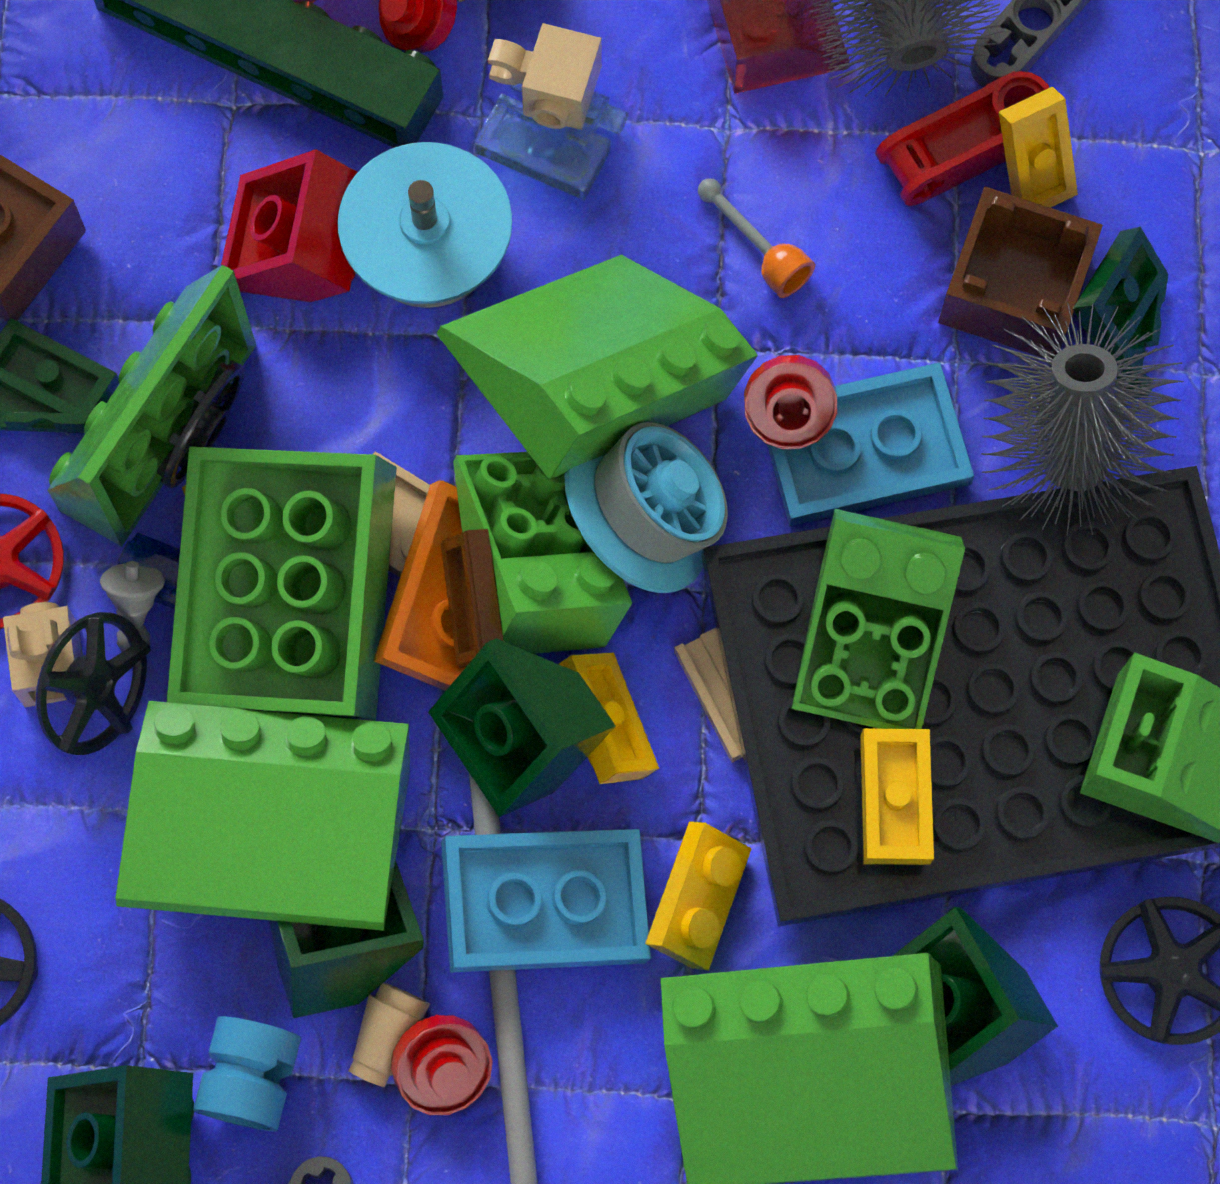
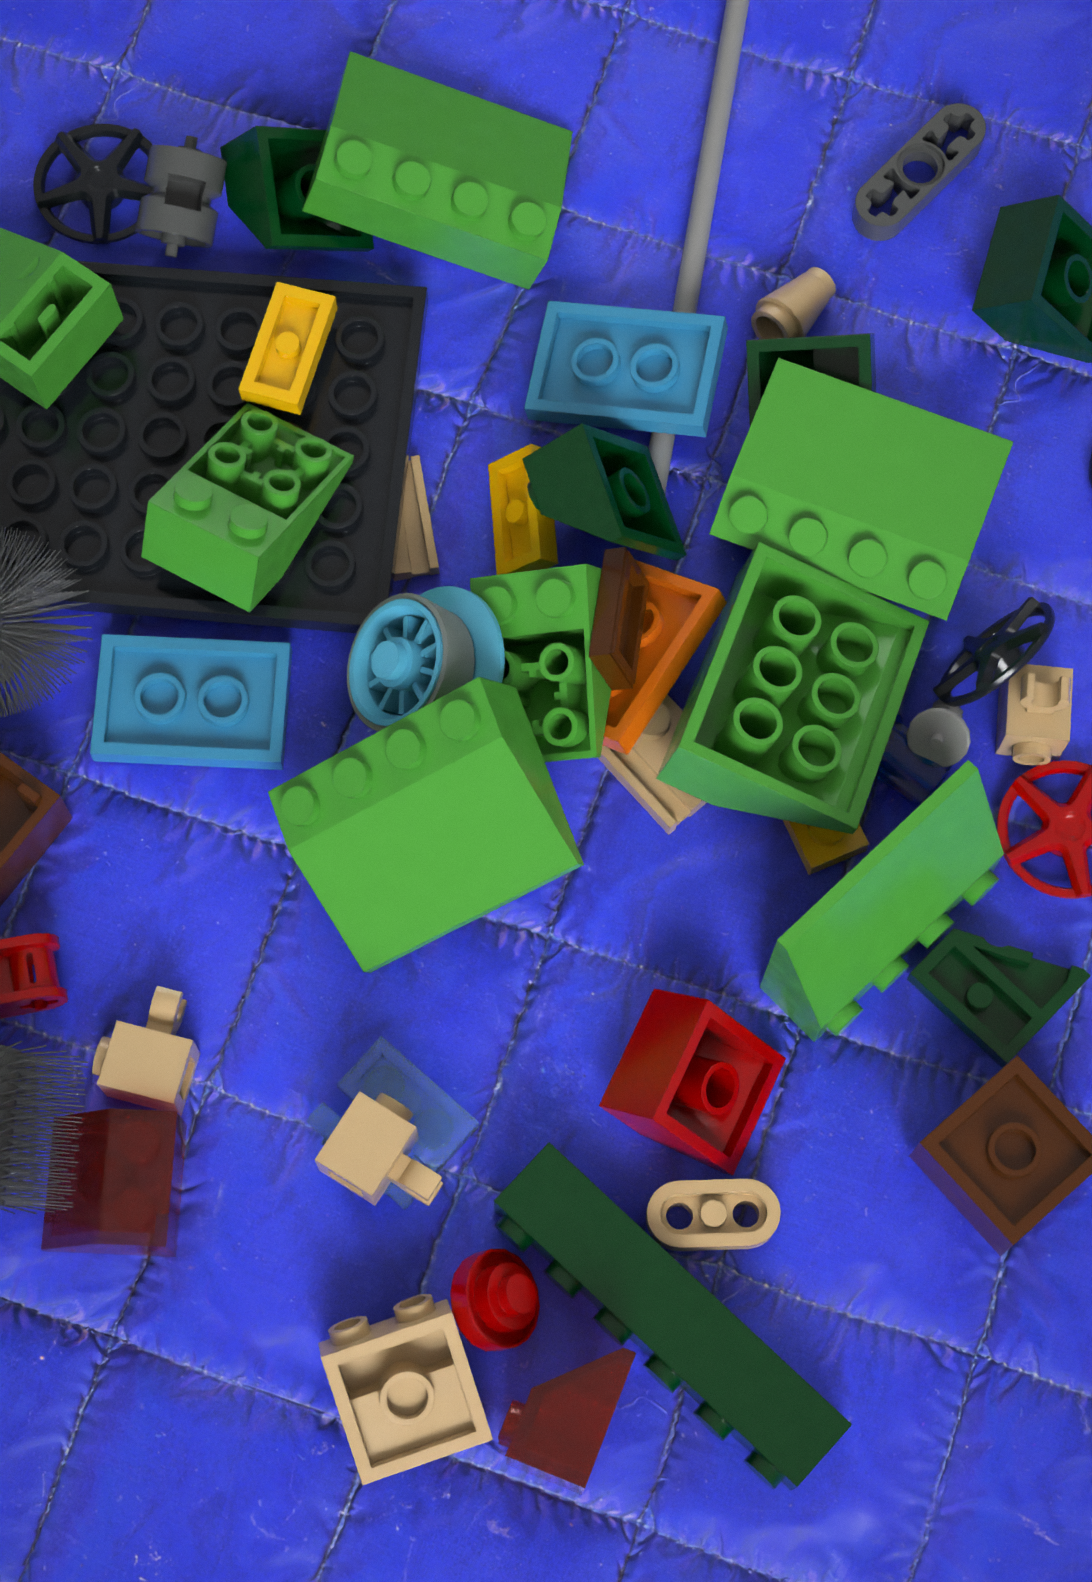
camera: 165 degrees left, 0 degrees up
(205, 423) = (835, 865): black wheel -> none
(247, 127) = (711, 1214): none -> tan plate
(247, 1073) = (928, 295): dark azure wheel -> none
(425, 223) = (558, 1023): medium azure piece -> none
(441, 1065) = (754, 263): red plate -> none
(698, 896) = (488, 342): yellow plate -> none
(783, 118) = (151, 1062): none -> tan brick
(783, 265) = (206, 906): orange hinge -> none
(790, 402) = (253, 729): plate -> none
(1076, 953) = (181, 196): none -> dark grey wheel

